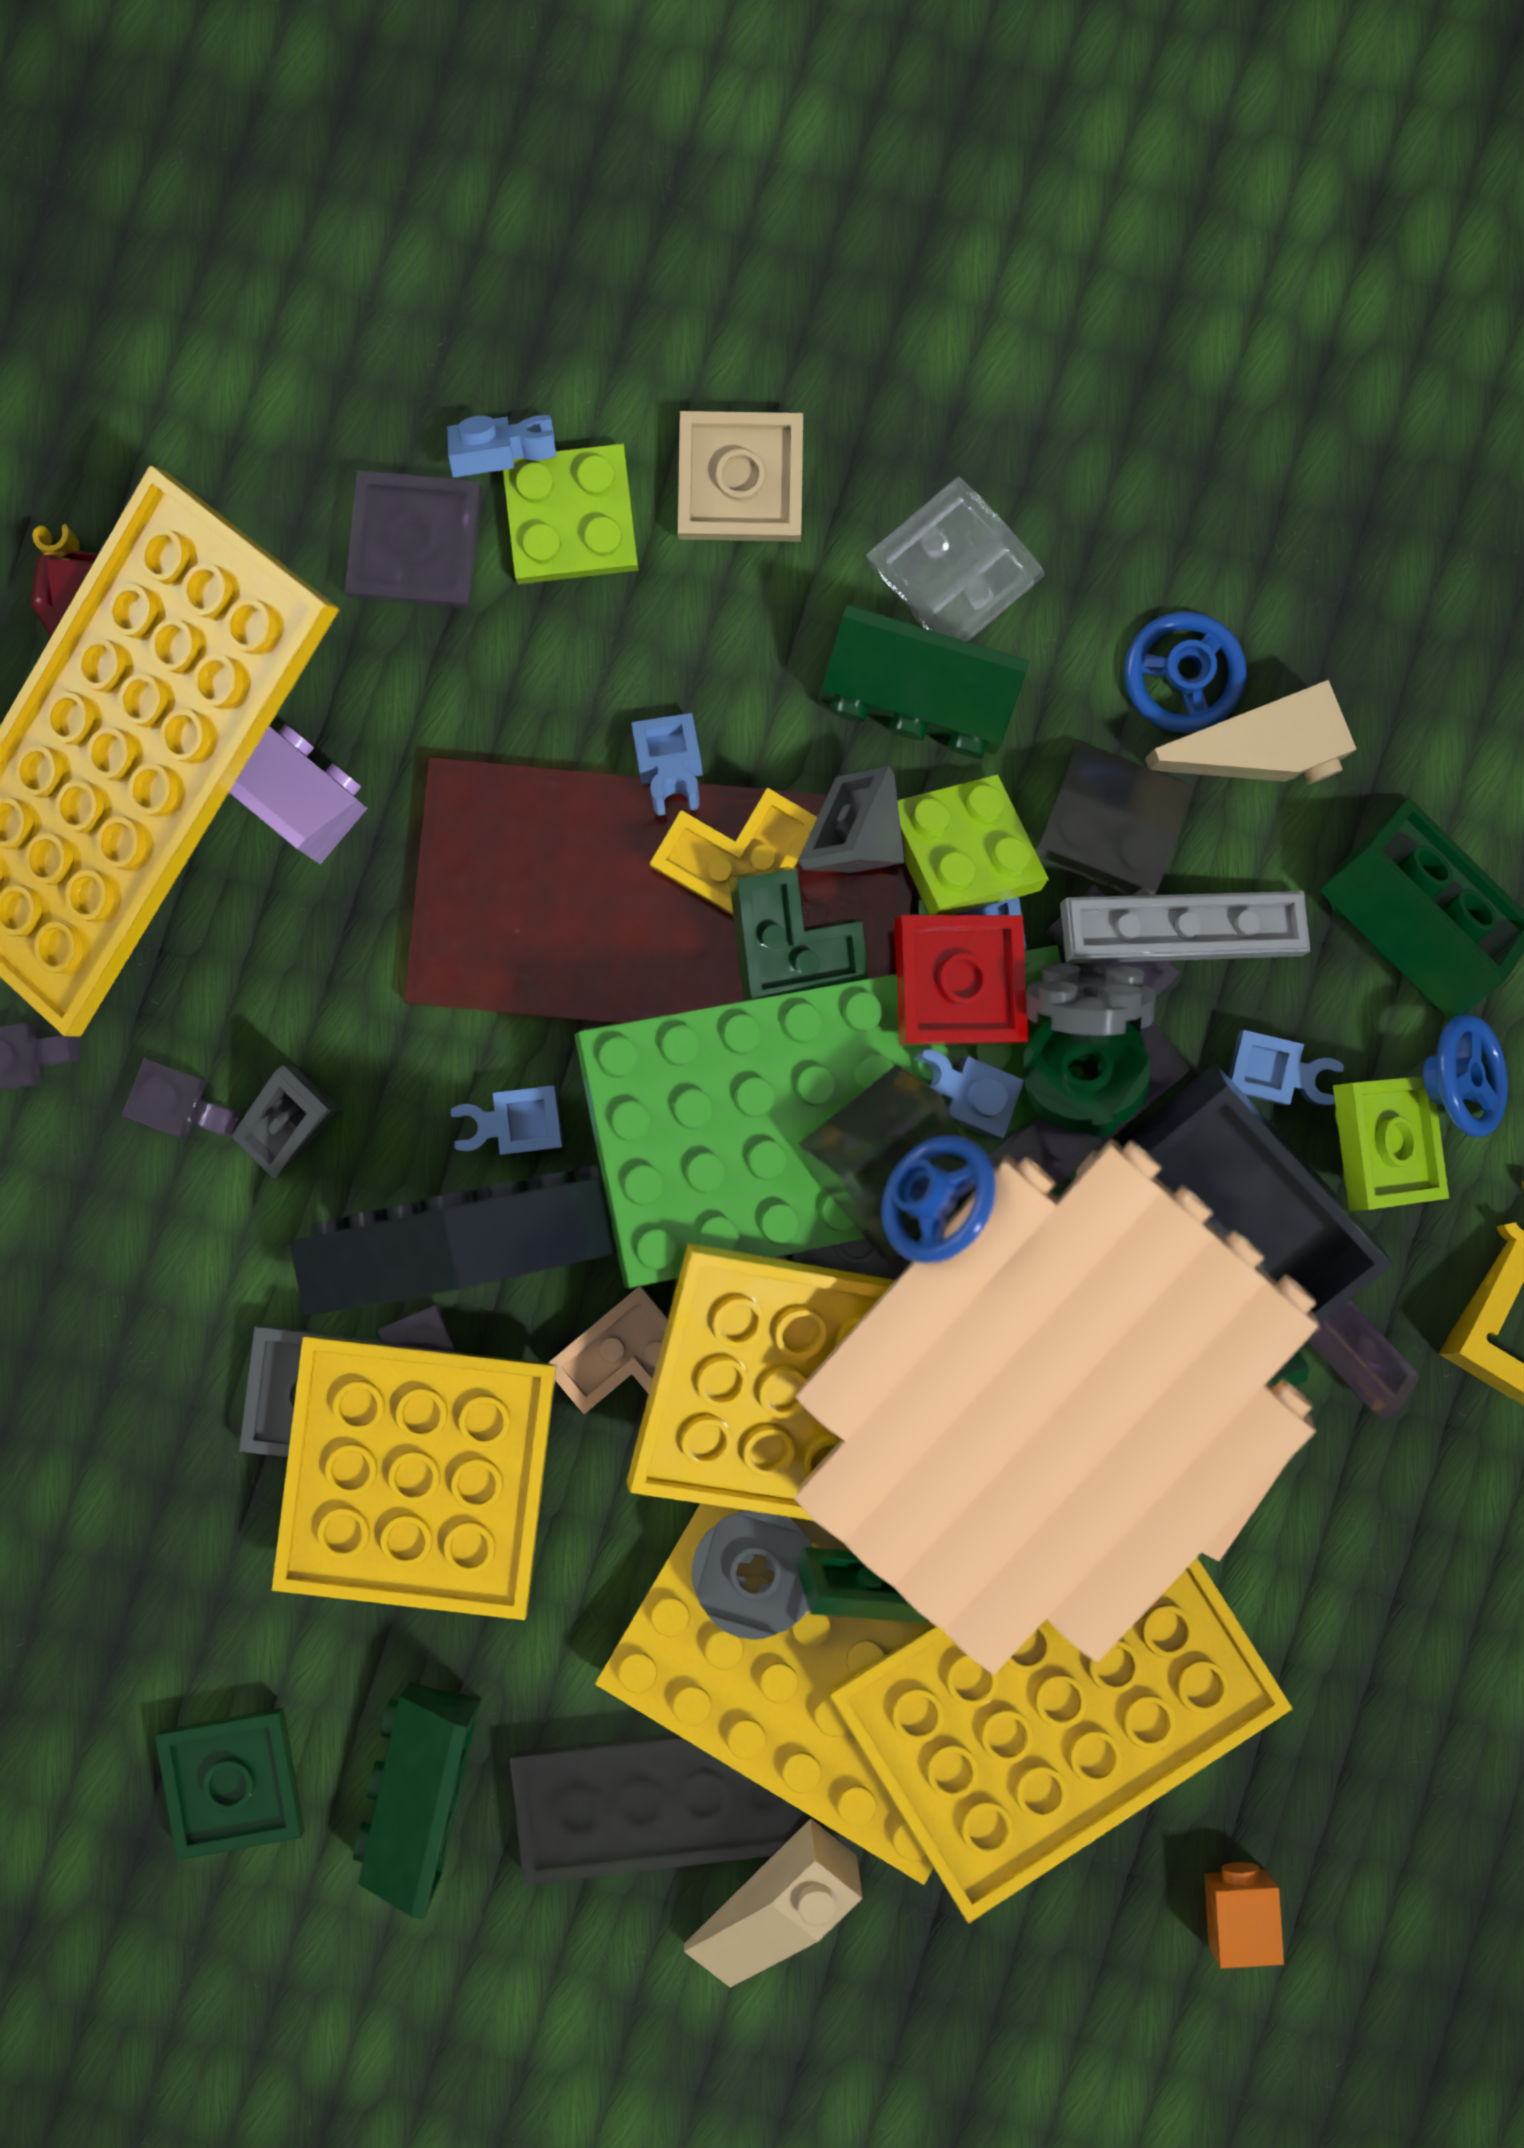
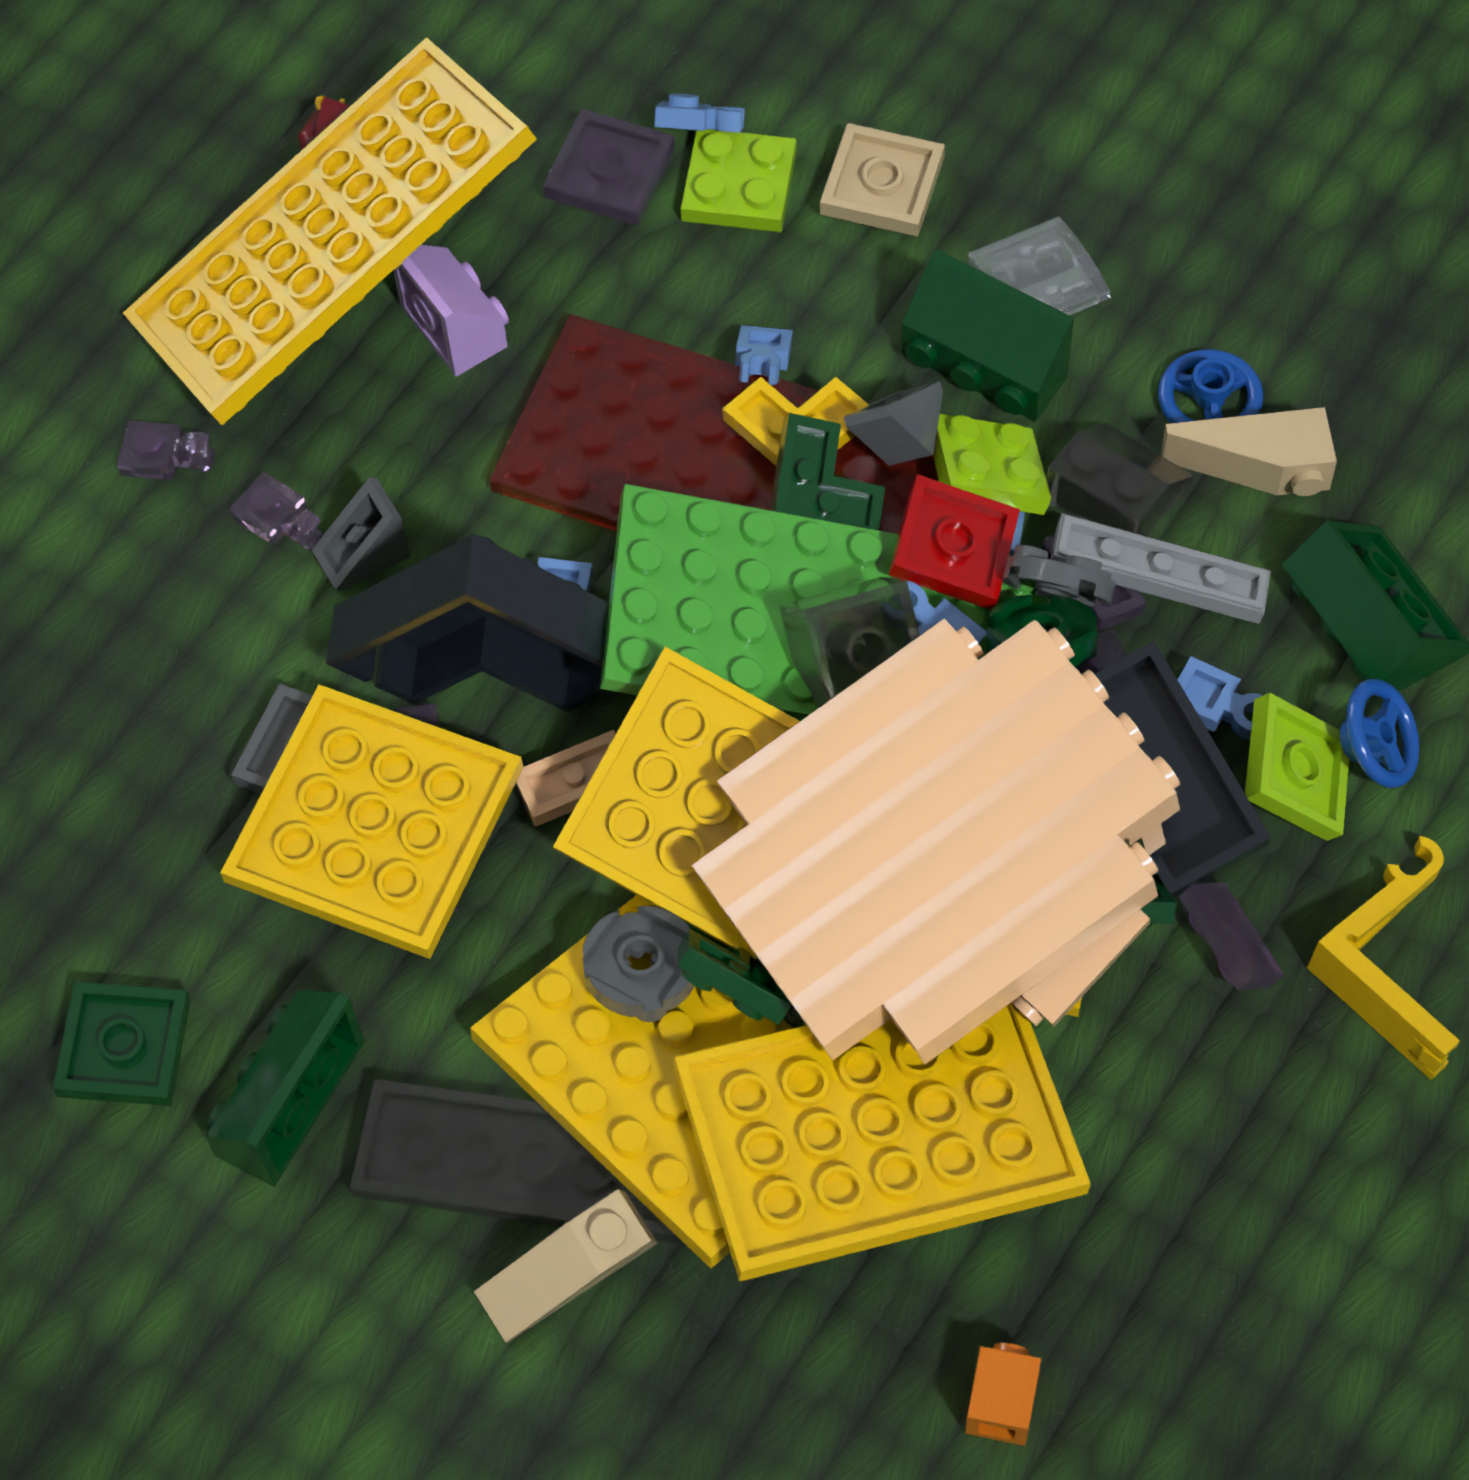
camera: 20 degrees right, 25 degrees down
(932, 1196) = (876, 631): blue piece -> none

